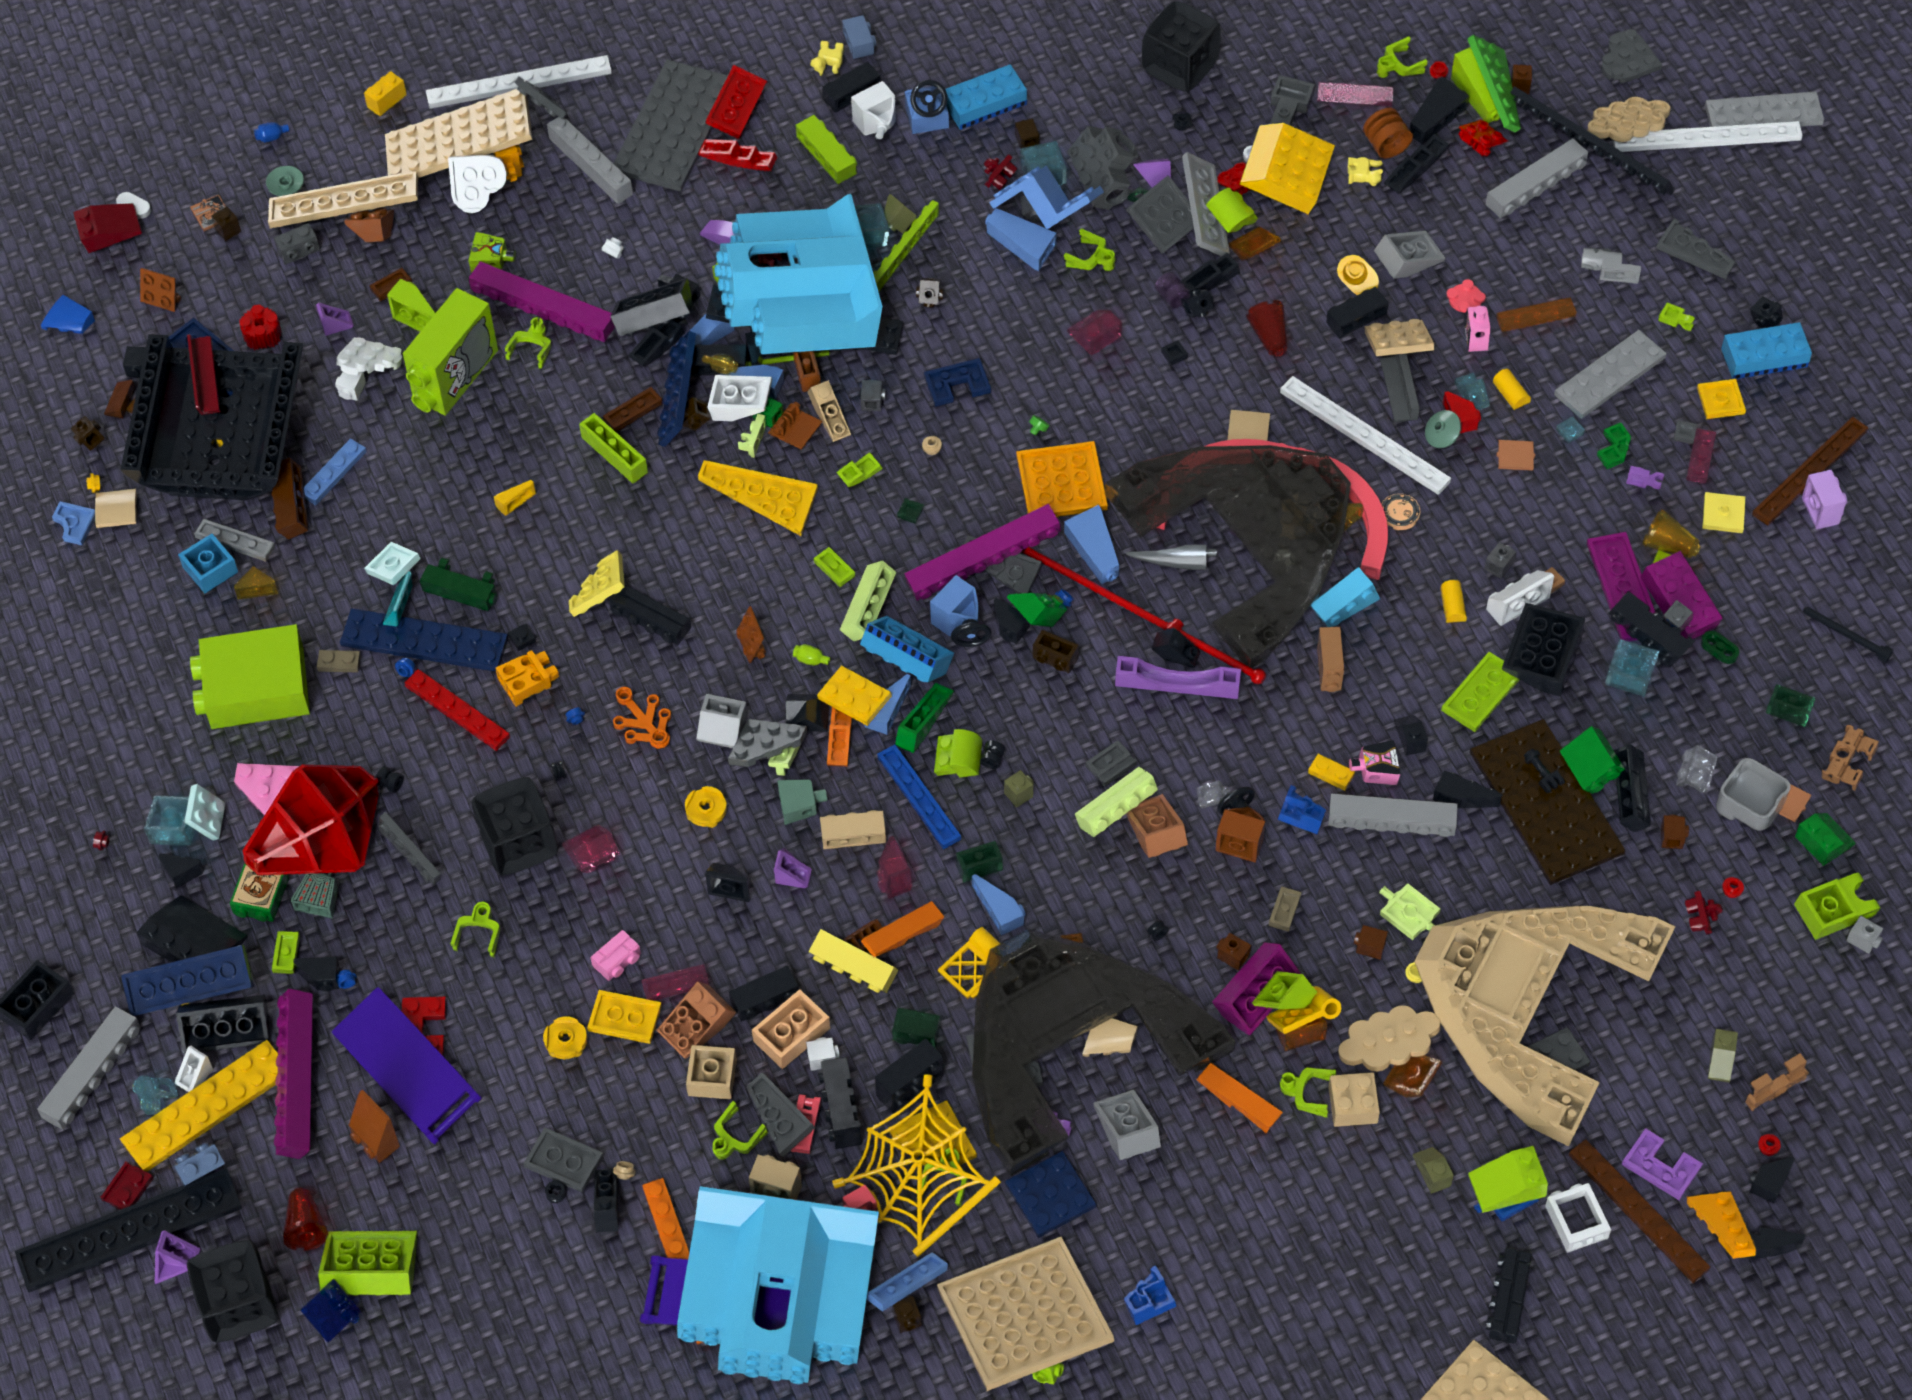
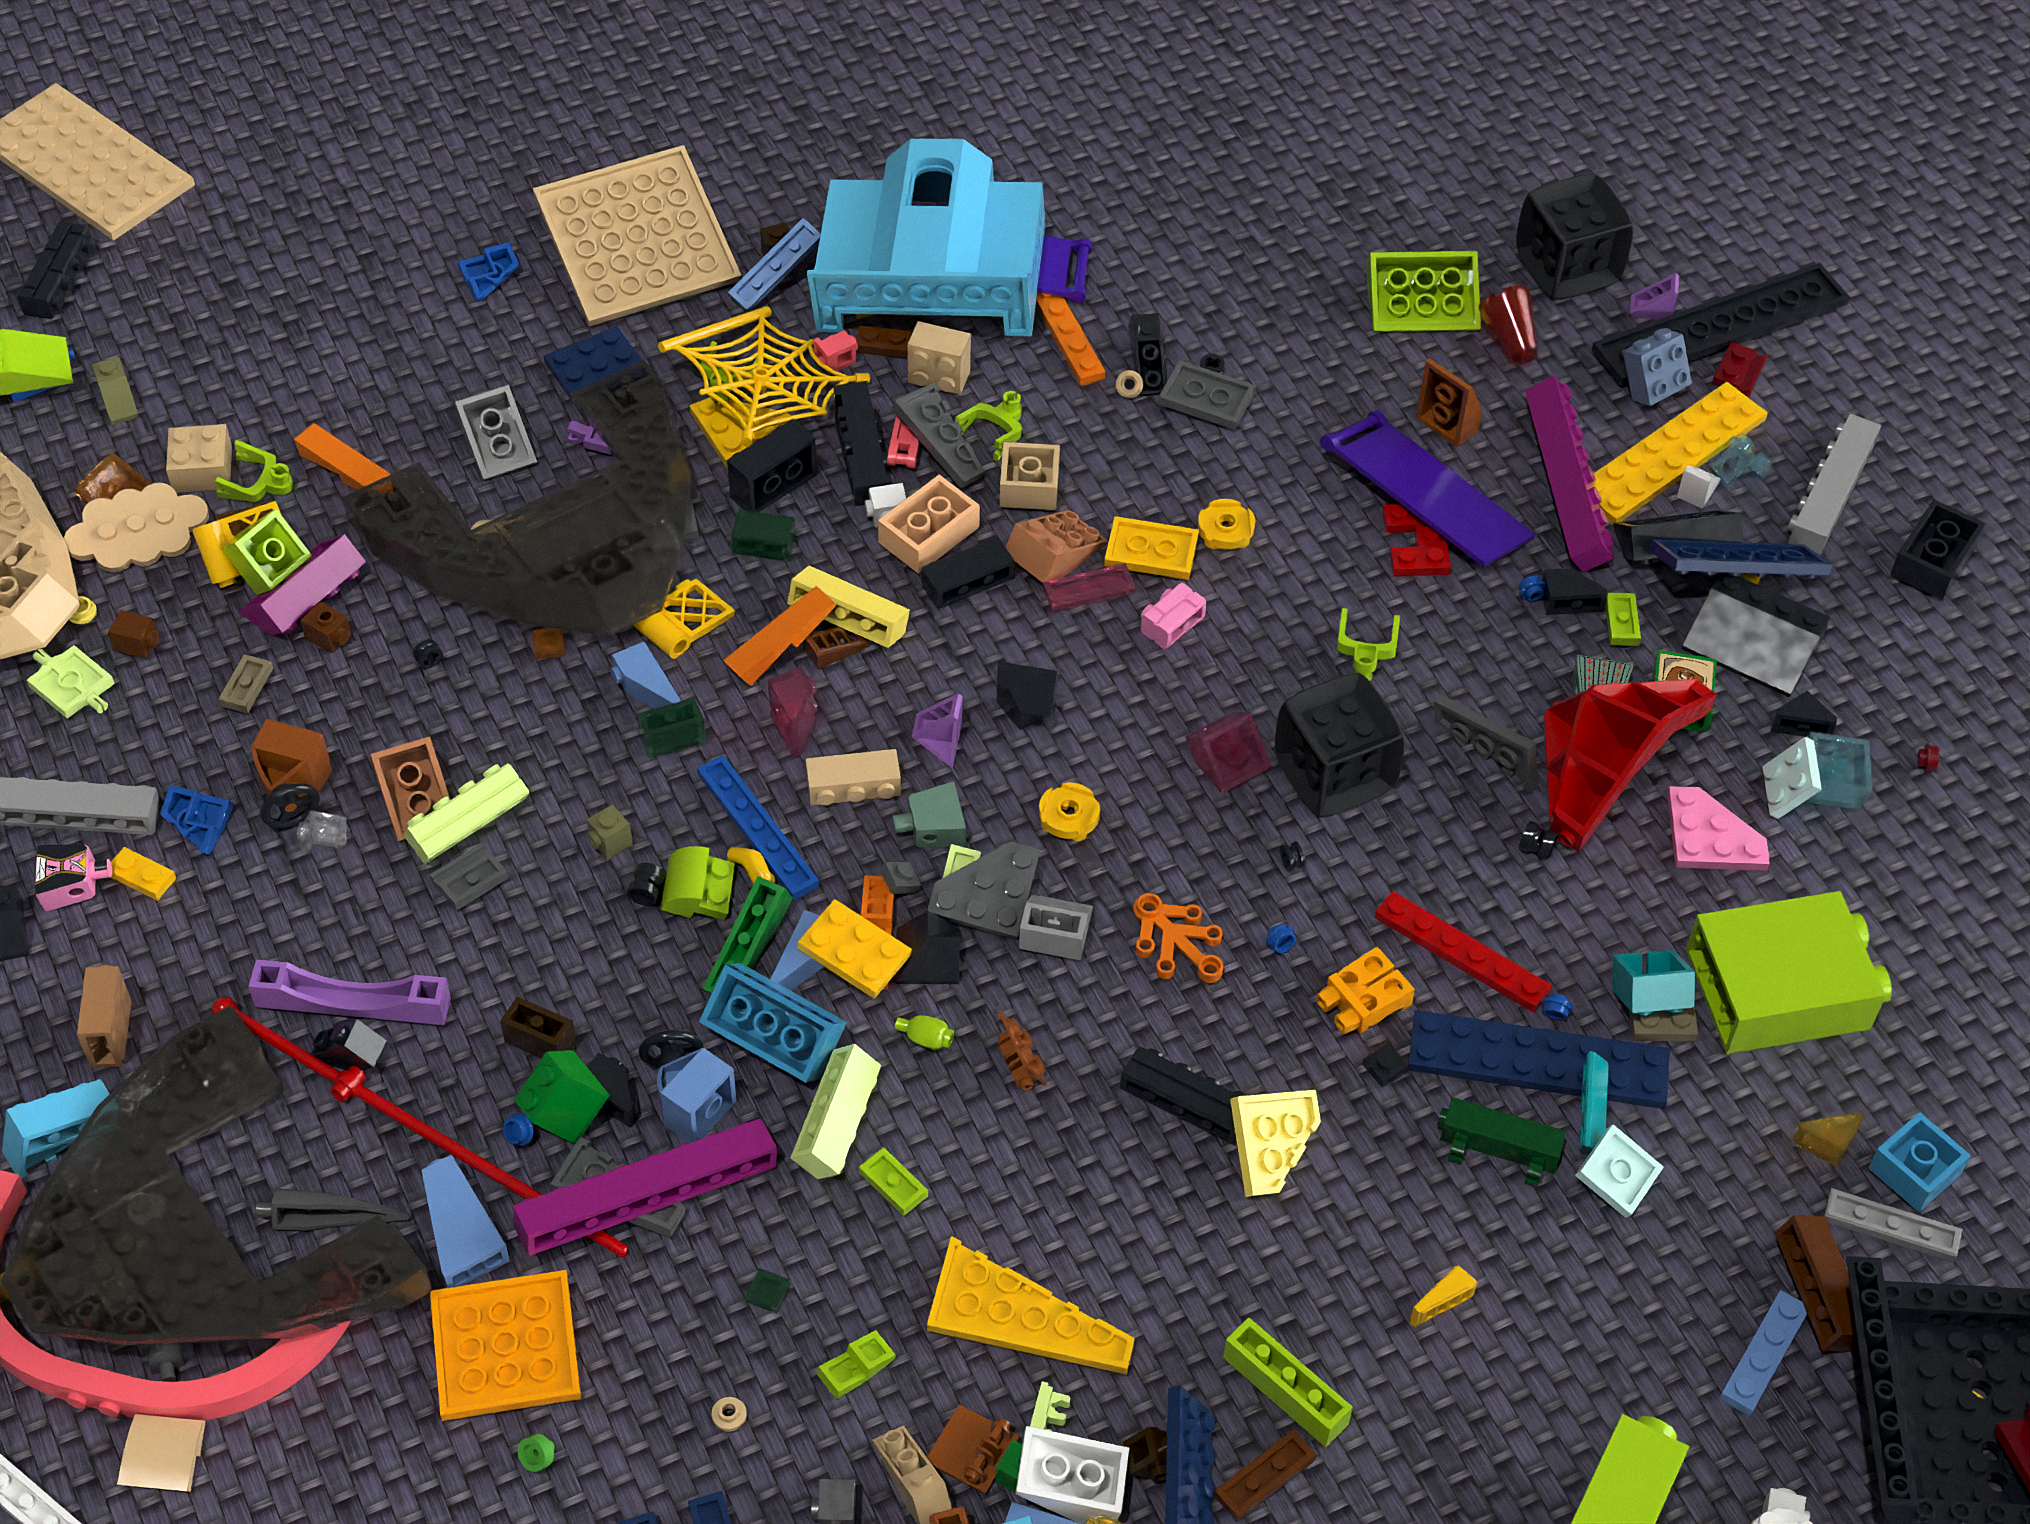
camera: 175 degrees right, 5 degrees down
(331, 1311) = (1452, 239): clear blue hinge -> none
(340, 667) = (1665, 986): none -> teal piece
(822, 759) = (900, 877): none -> dark grey plate
(922, 768) = (752, 862): none -> yellow arm

